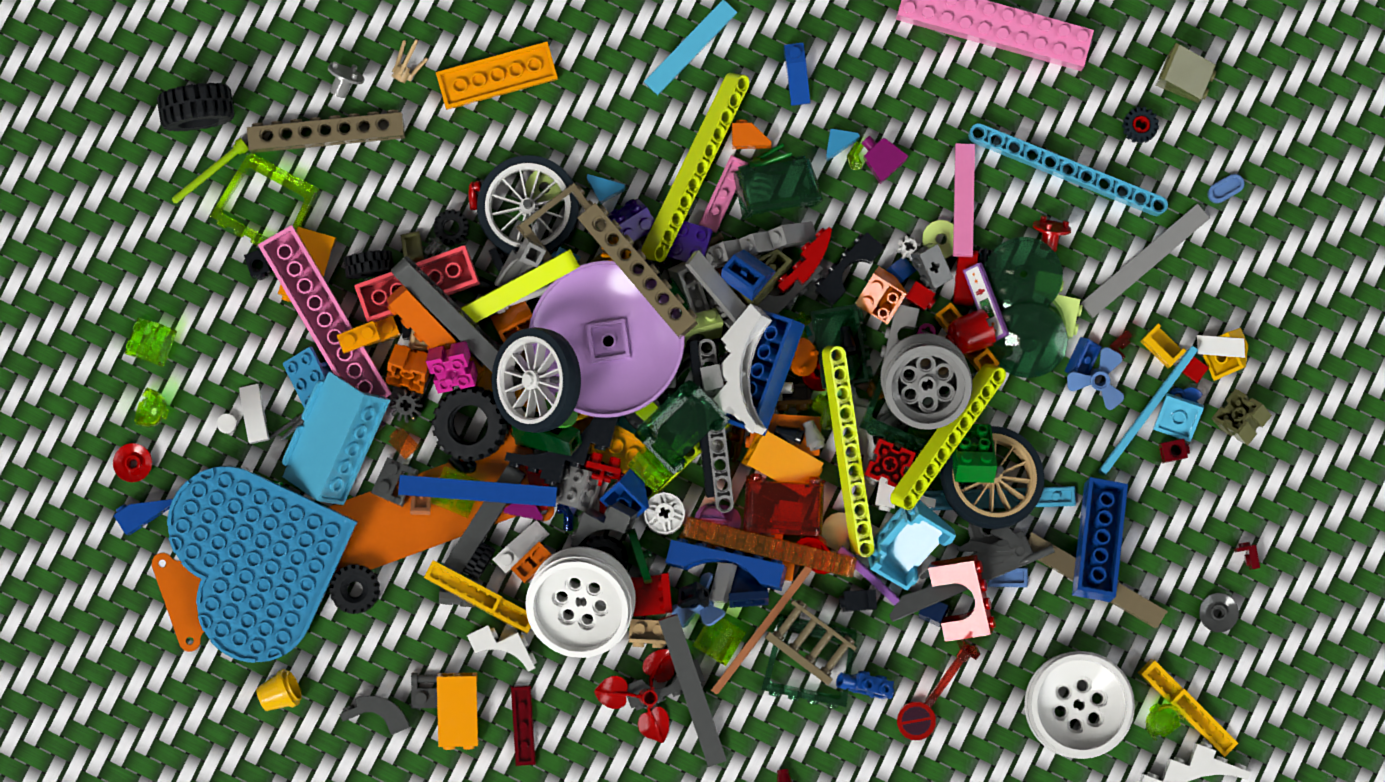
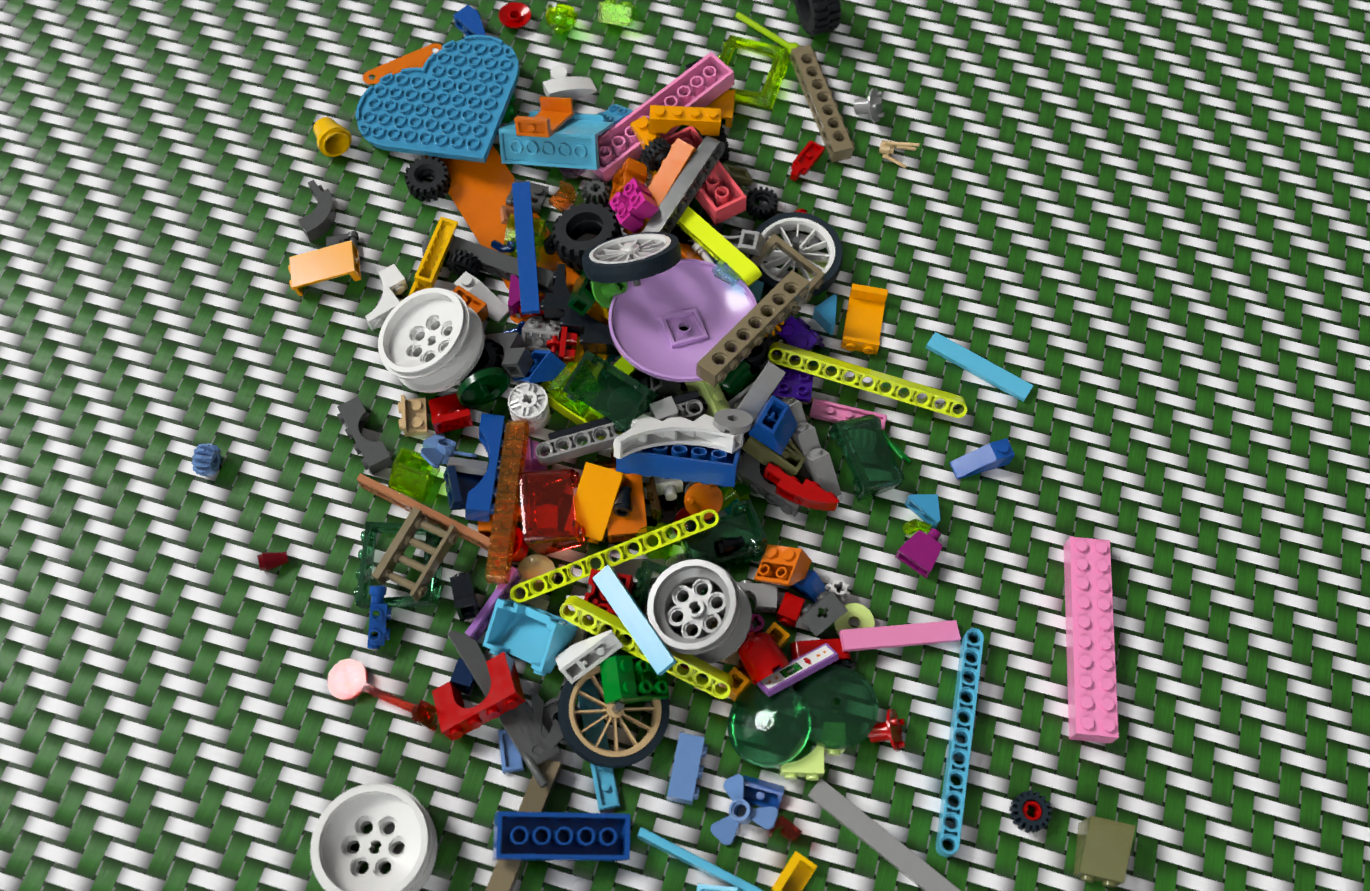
camera: 80 degrees right, 20 degrees down
(317, 445) = (553, 114): none -> orange panel
(359, 291) = (704, 119): none -> light orange arch
(391, 330) = (655, 153): none -> black tyre
(400, 166) = (806, 160): none -> red hinge
(468, 511) = (509, 248): none -> clear blue arm
(496, 75) = (906, 218): light orange plate -> none
(523, 725) = (316, 327): dark red tile -> none
(562, 286) = (725, 273): none -> clear light blue cone
(613, 694) = (351, 386): red plant -> none
(616, 152) = (864, 319): none -> light orange panel
(692, 595) = (451, 440): black bracket -> none
(692, 690) = (357, 455): dark grey tile -> none
(731, 310) = (732, 420): none -> light grey tile
(748, 136) = (908, 425): orange slope -> none
(813, 436) = (623, 524): light grey cone -> none
(865, 251) = (782, 524): black arch -> none
(928, 442) = (634, 620): none -> tile
(949, 496) = (586, 655): none -> white slope
(1053, 420) = (687, 769): none -> medium blue brick

